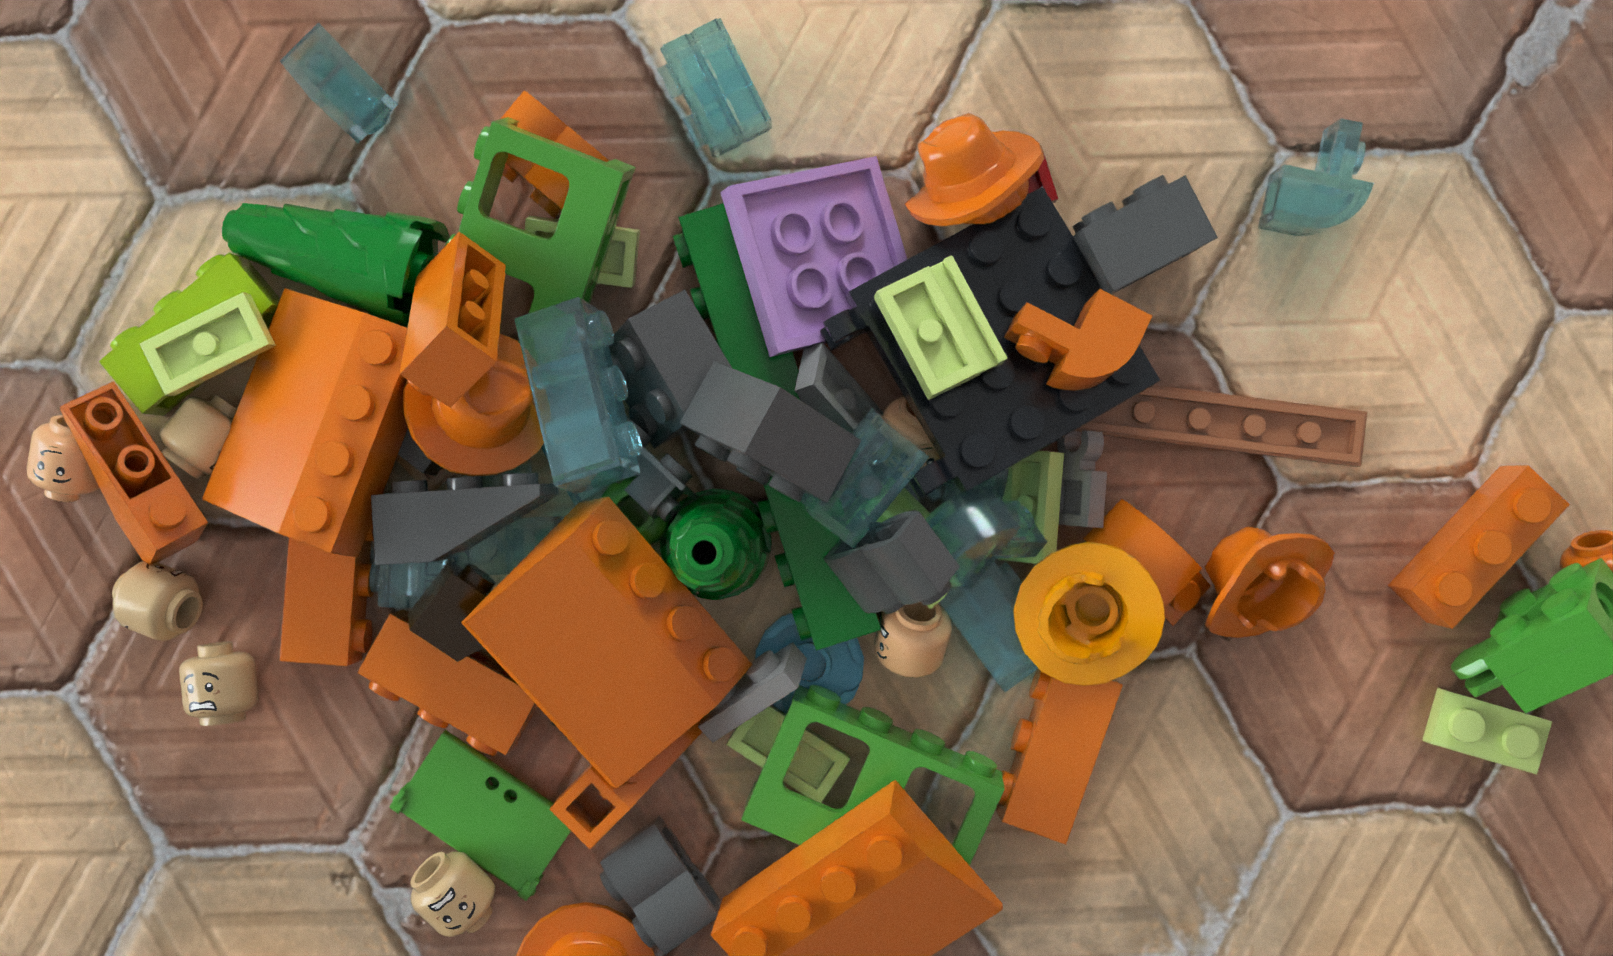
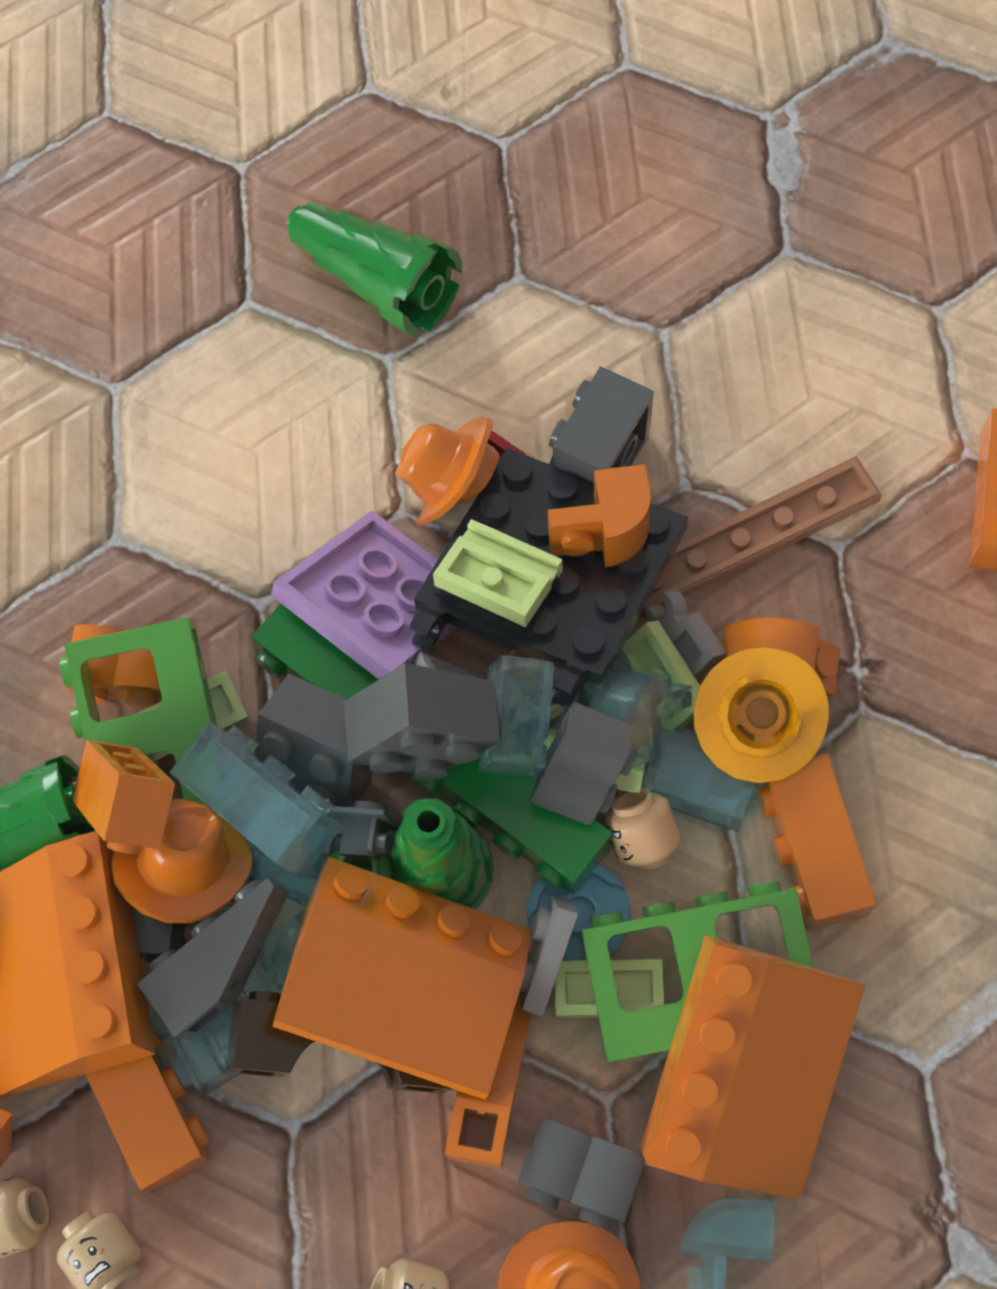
camera: 30 degrees left, 20 degrees down
(462, 809) = (419, 1216): bright green door -> none
(467, 694) = (297, 1119): orange brick -> none
(715, 89) = (220, 539): clear light blue brick -> none
(1266, 581) = (875, 611): orange hat -> none
(1315, 200) = (709, 339): clear light blue brick -> none

